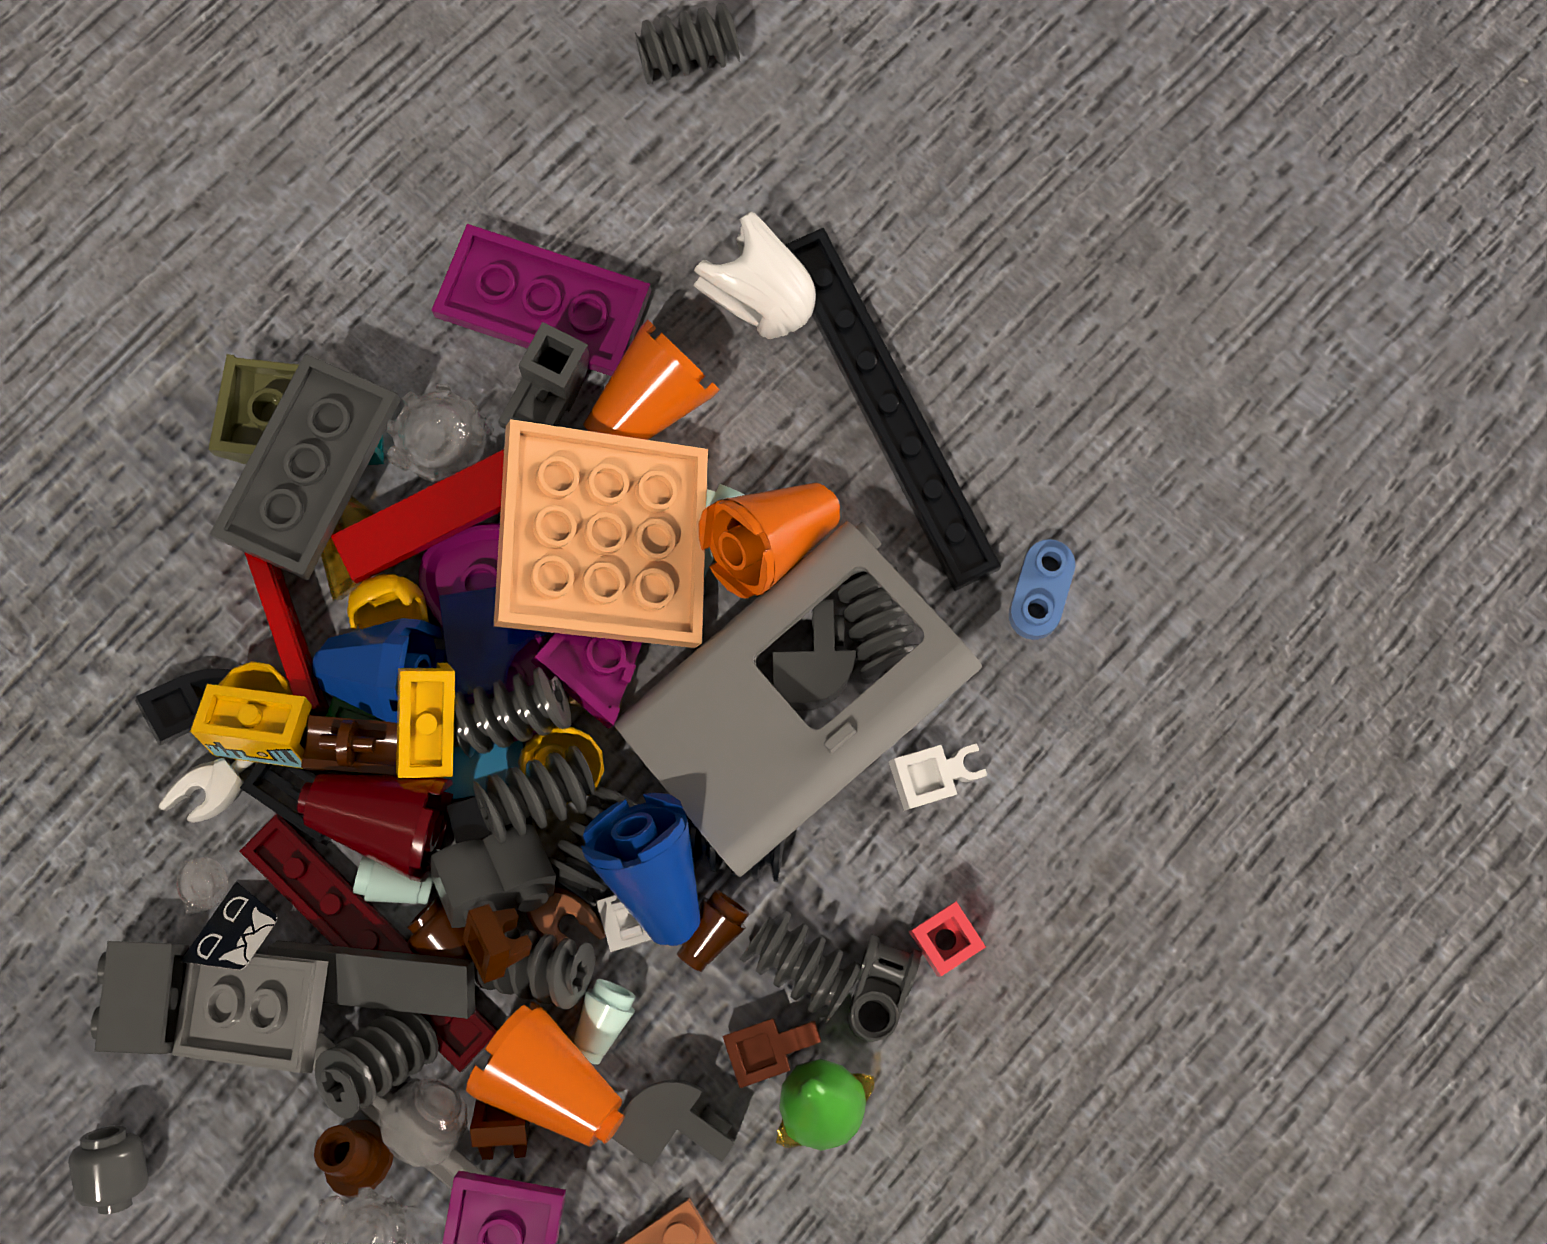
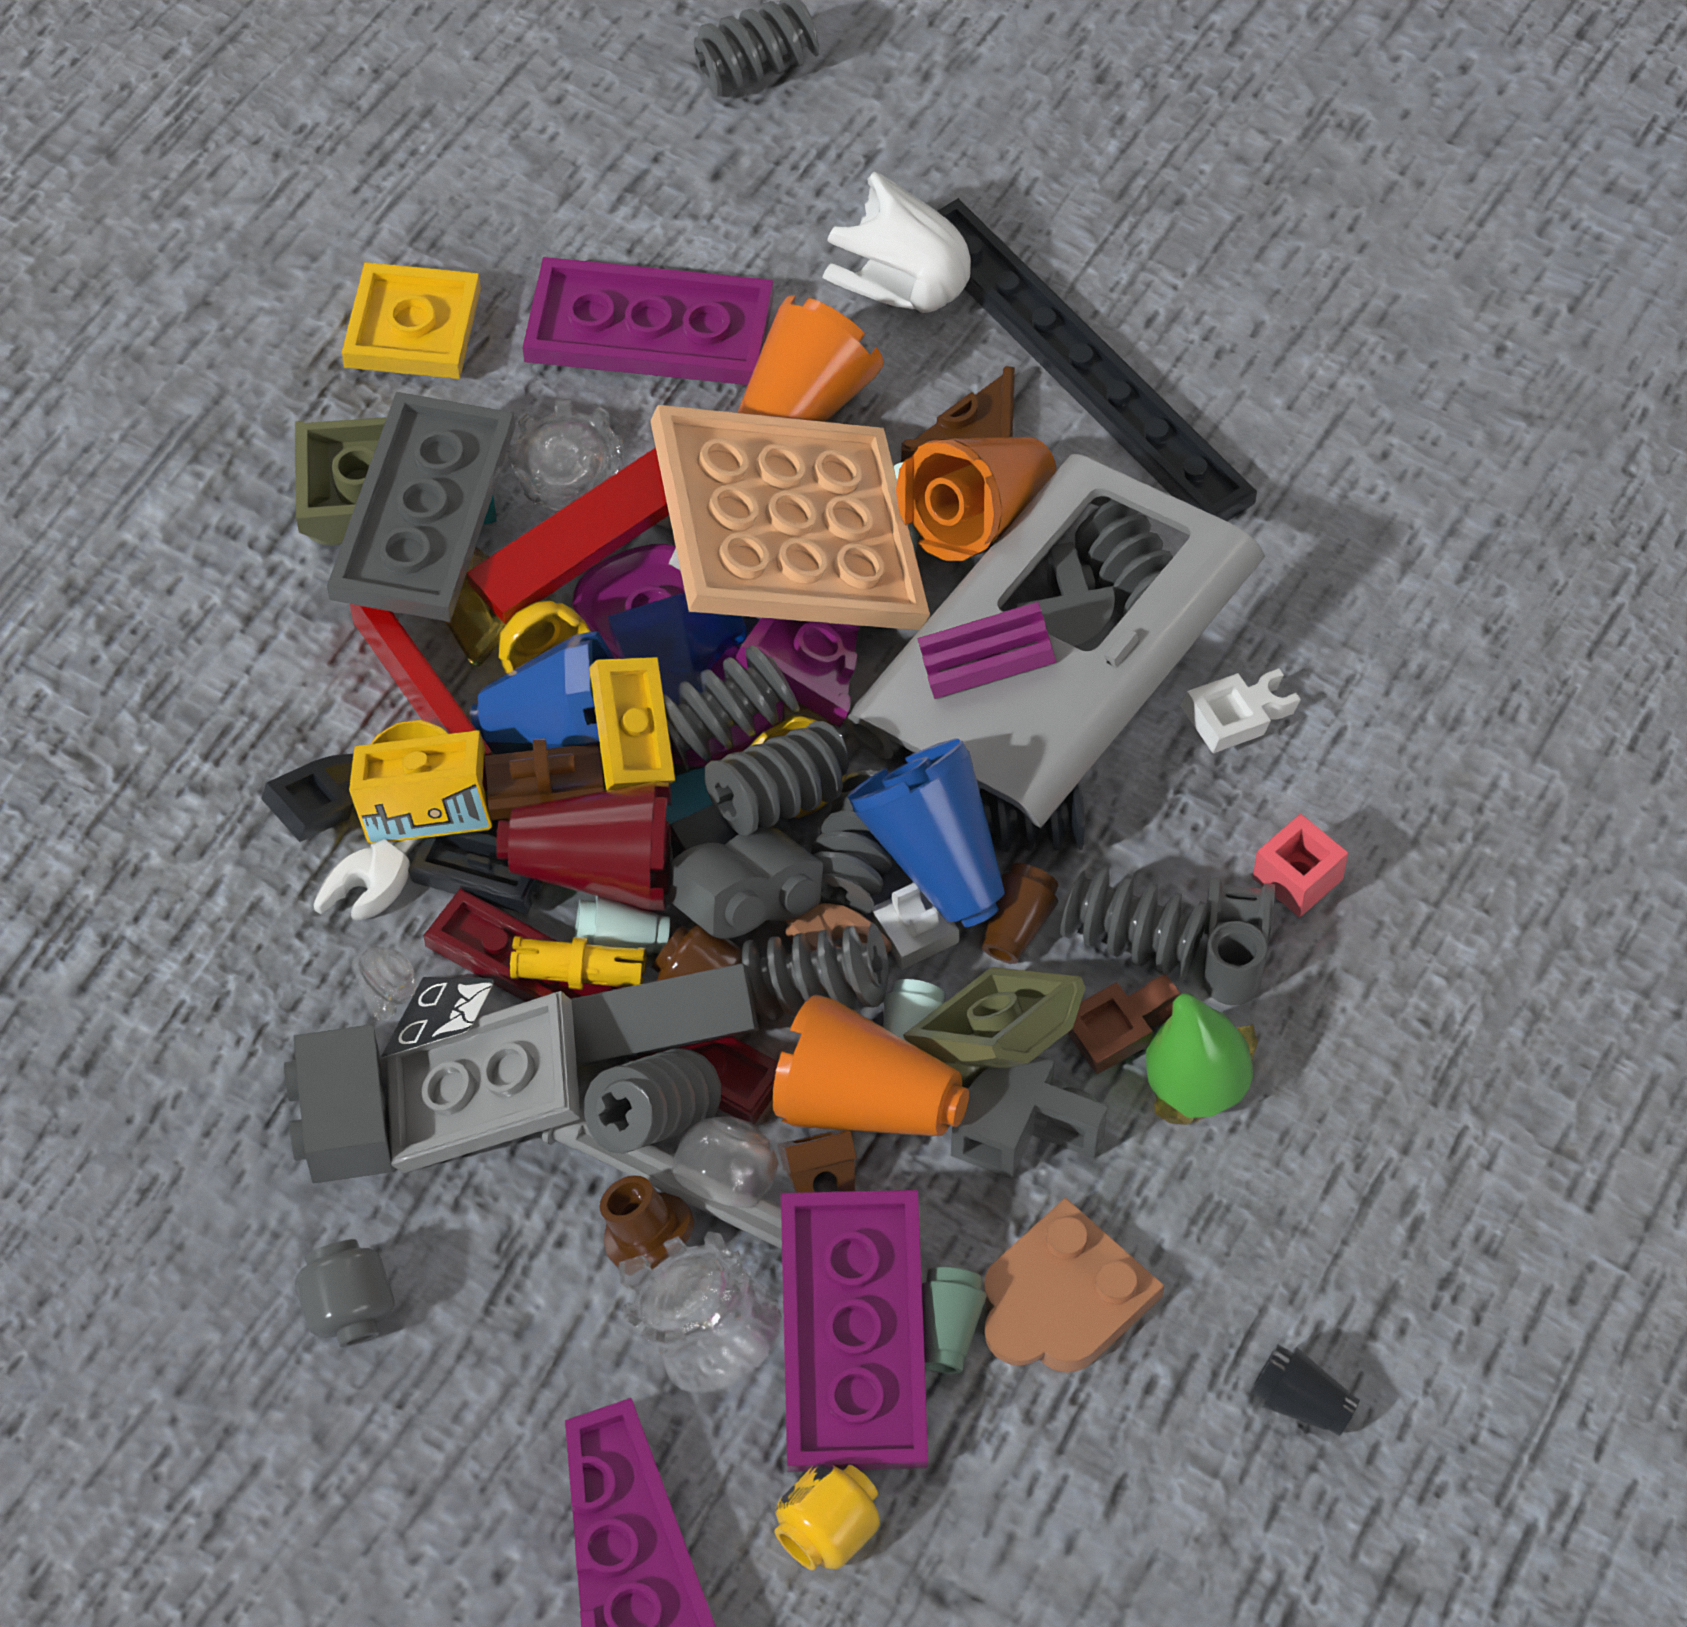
camera: 10 degrees left, 20 degrees down
(349, 262) = (411, 320): none -> yellow plate
(349, 912) = (577, 963): none -> yellow pin
(489, 946) = (767, 929): reddish brown tile -> none
(550, 378) = (681, 373): dark grey brick -> none
(664, 1051) = (1000, 1020): none -> olive slope
(689, 707) = (984, 642): none -> magenta tile
(784, 456) = (974, 416): none -> reddish brown tile
(1041, 587) = (1310, 504): medium blue plate -> none

